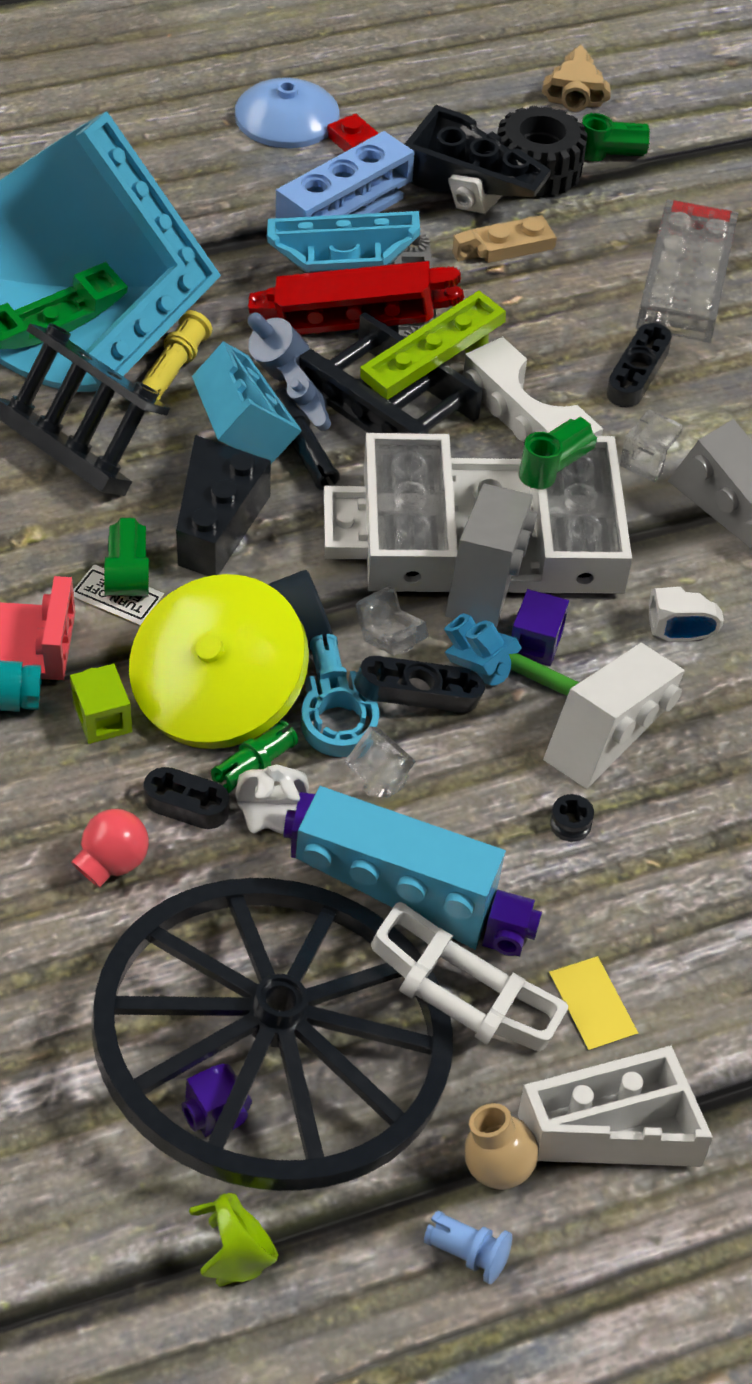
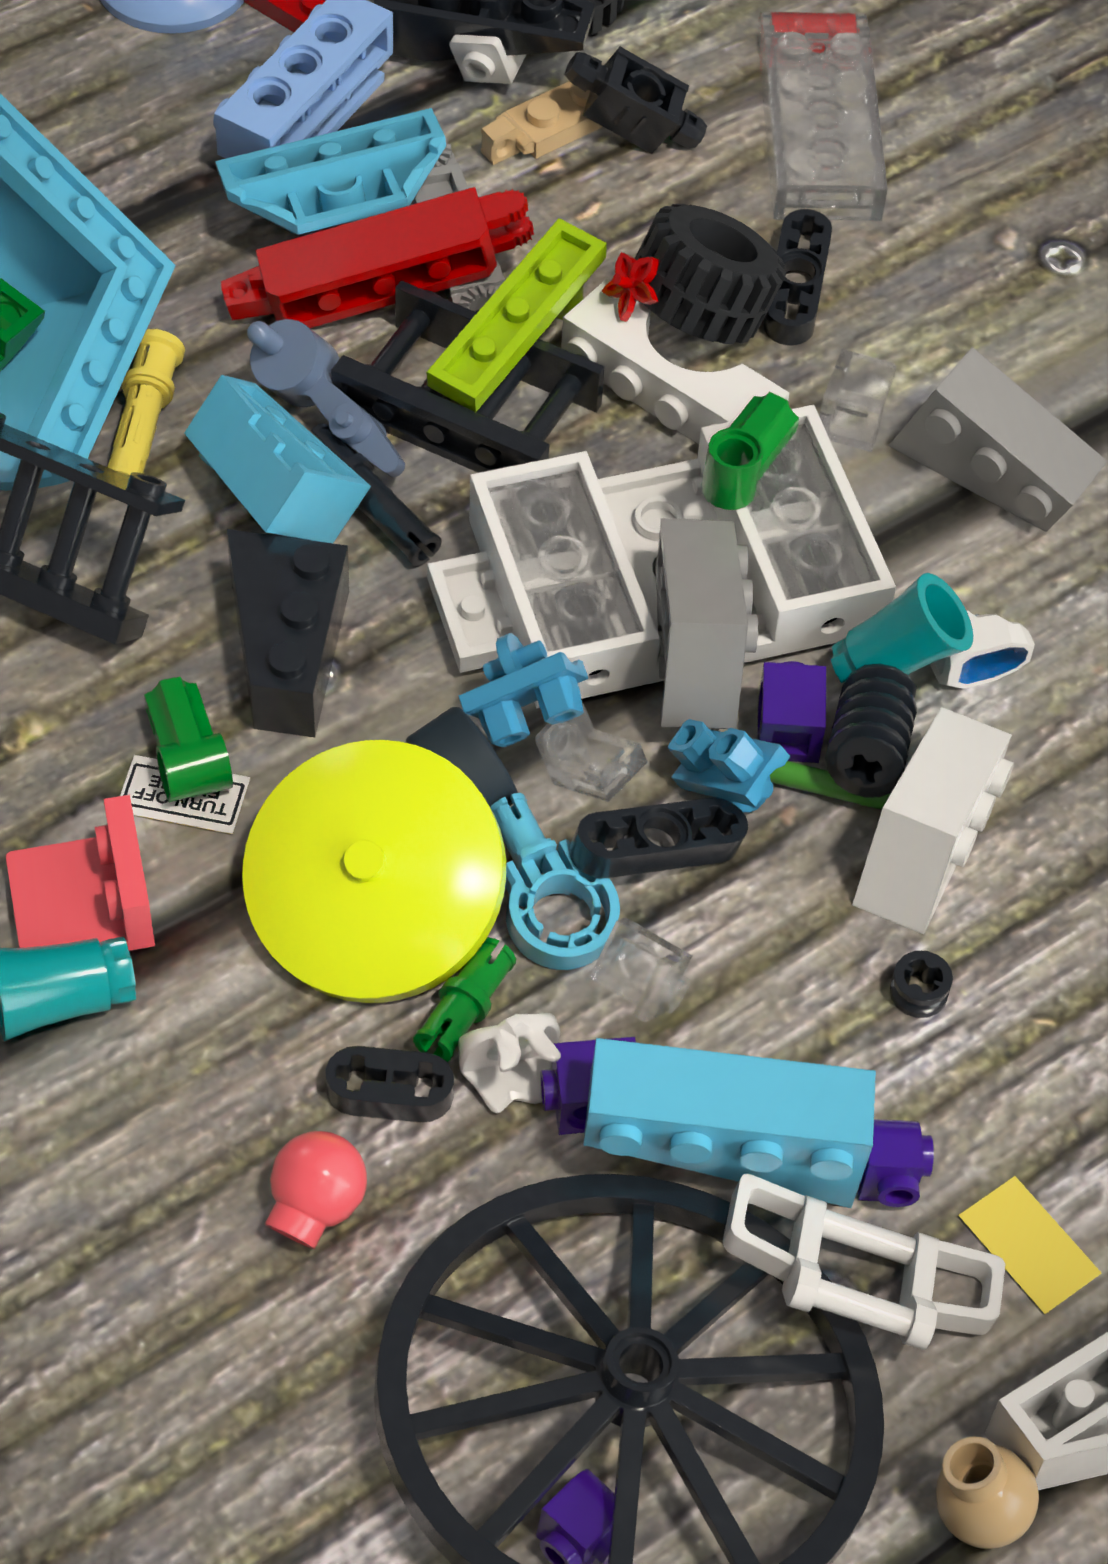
camera: 15 degrees left, 5 degrees up
(101, 703) = (224, 971): lime brick -> none
(354, 563) = (519, 679): none -> dark azure hips
(515, 339) = (632, 284): none -> red plant
(562, 235) = (635, 100): none -> black piece
(571, 345) = (711, 273): none -> black tyre
(588, 645) = (872, 730): none -> black piece
(630, 591) = (908, 632): none -> teal plant

